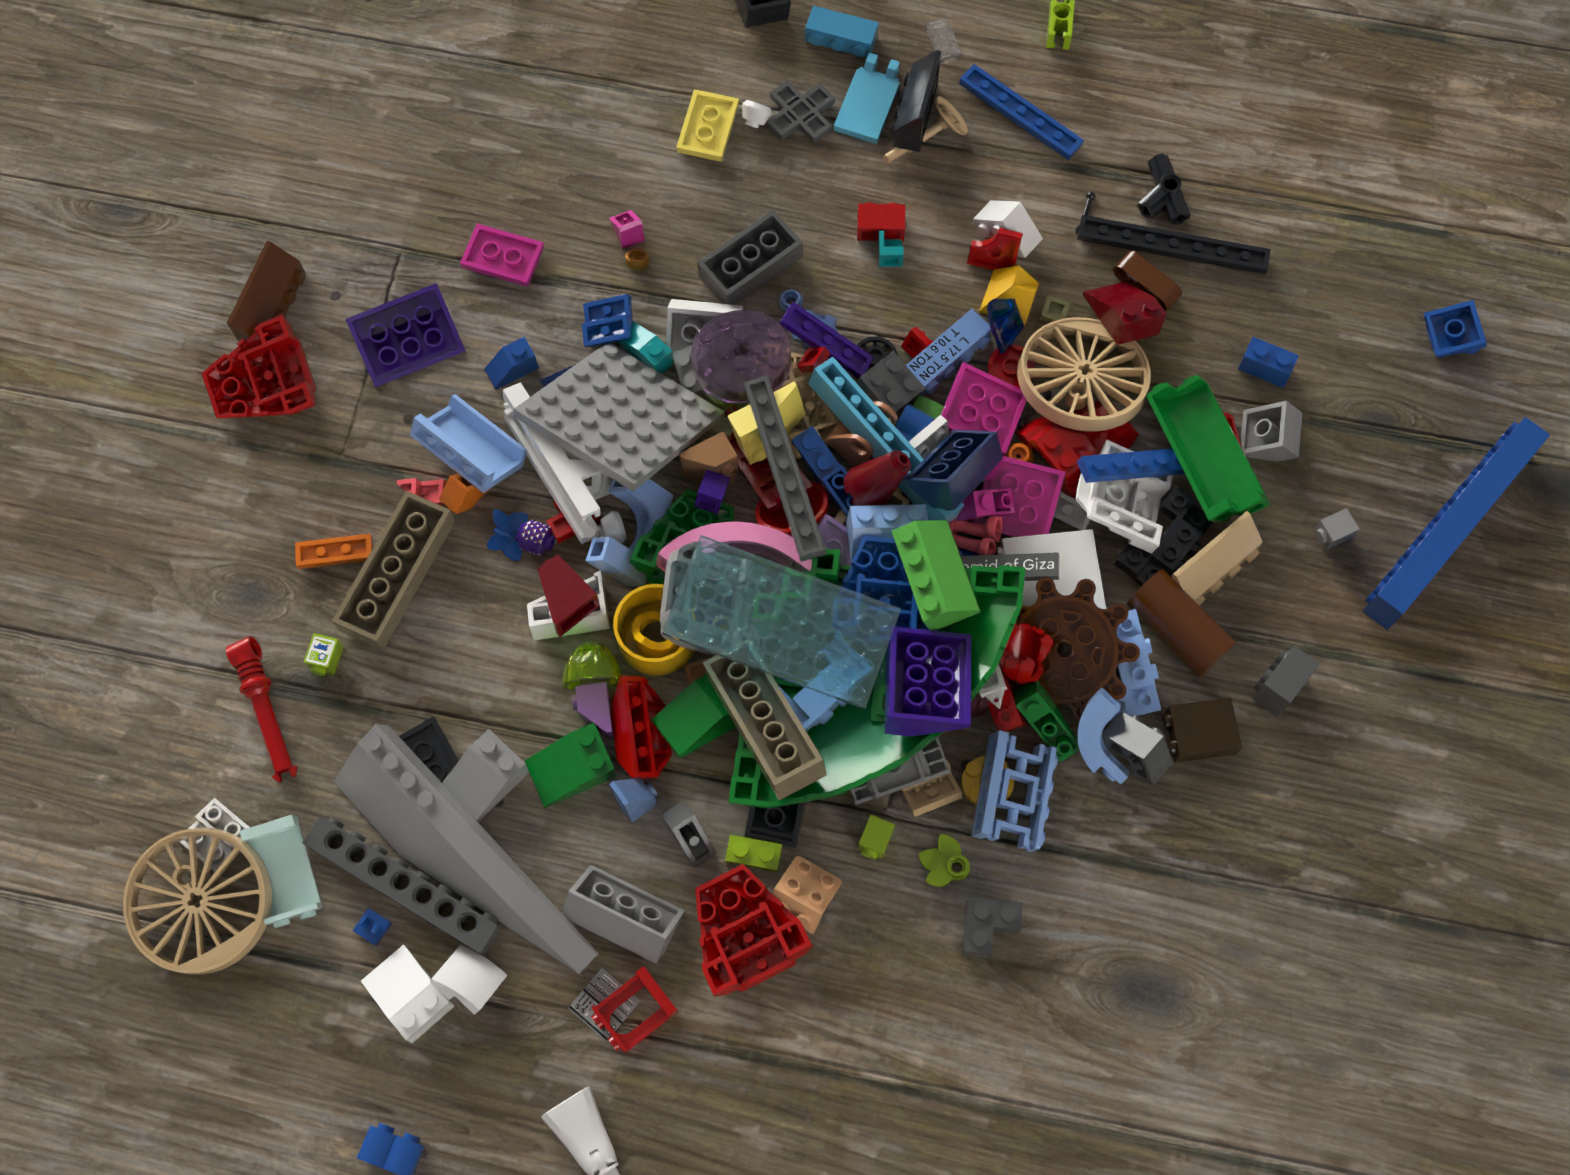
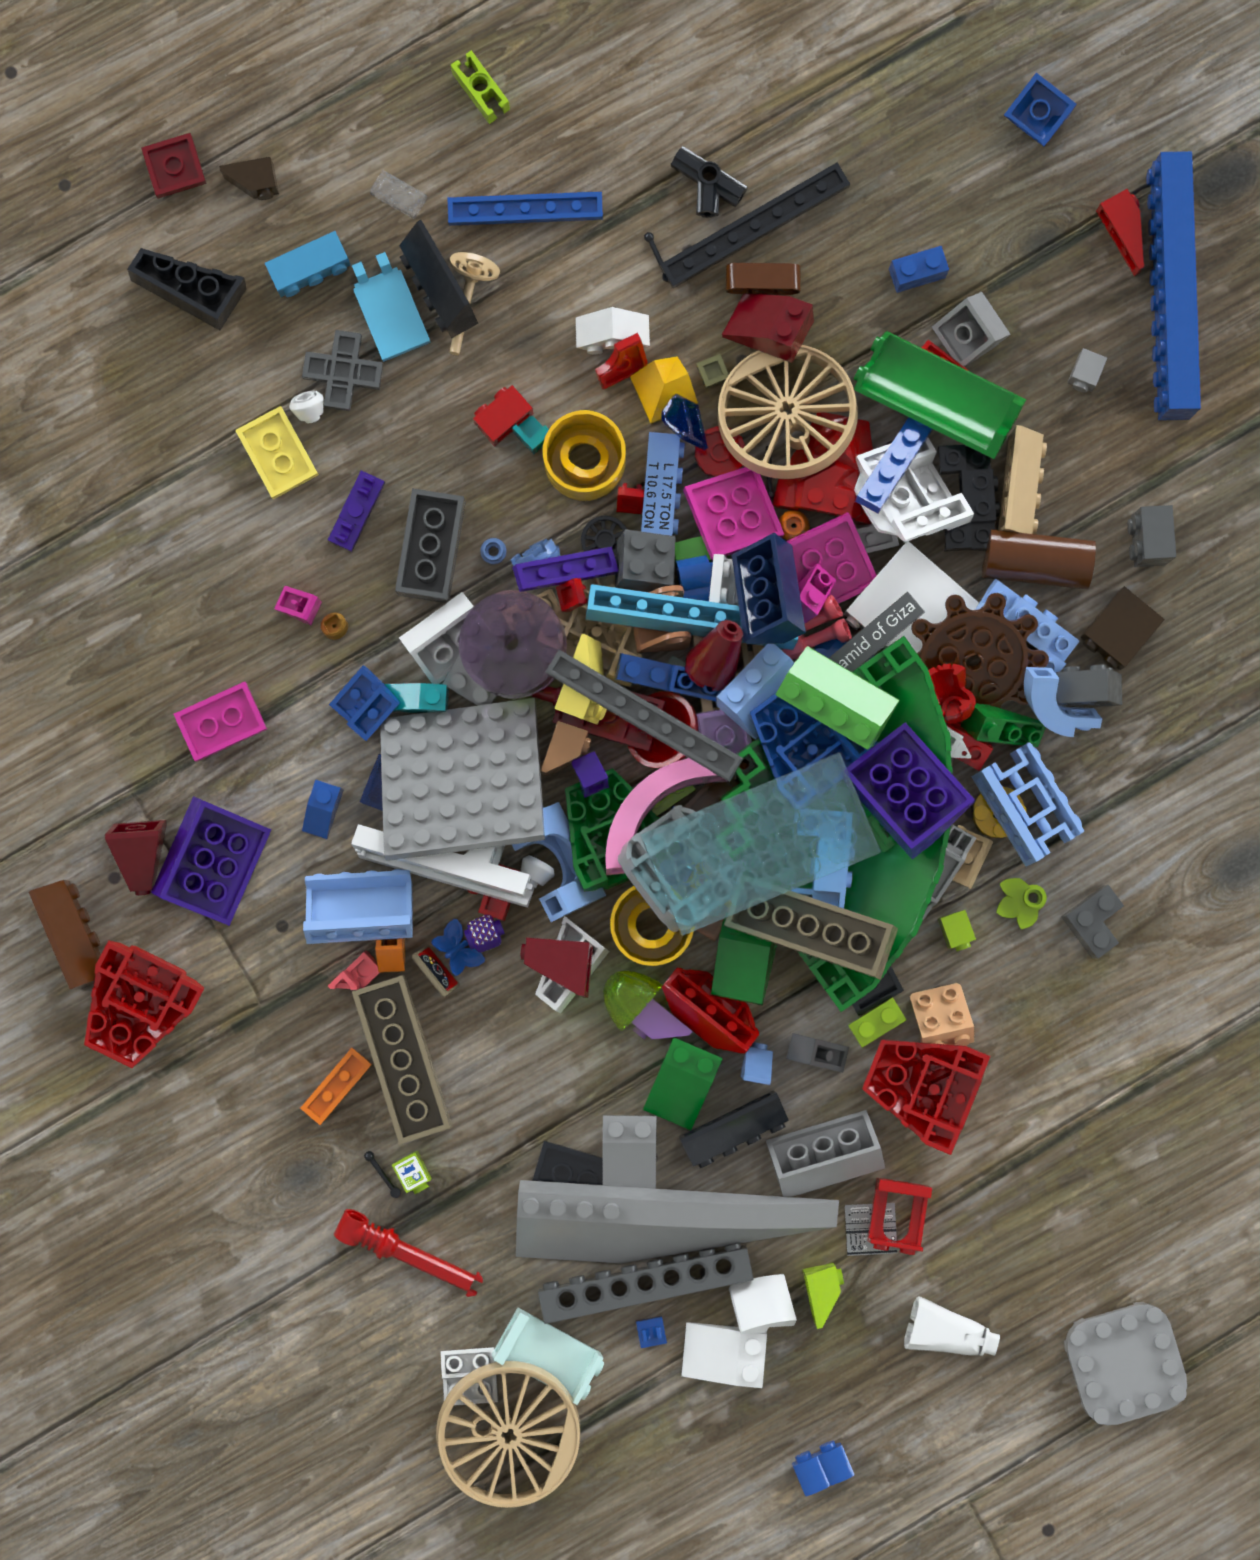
camera: 45 degrees left, 15 degrees up
(299, 660) = (395, 1191): none -> black hinge
(363, 286) = (137, 852): none -> dark red slope
(477, 535) = (435, 970): none -> slope
(520, 1011) = (823, 1290): none -> lime slope
(573, 829) = (733, 1129): none -> black slope
(724, 203) = (356, 511): none -> dark purple plate
(911, 264) = (578, 429): none -> yellow piece
(1453, 450) = (1123, 222): none -> red slope

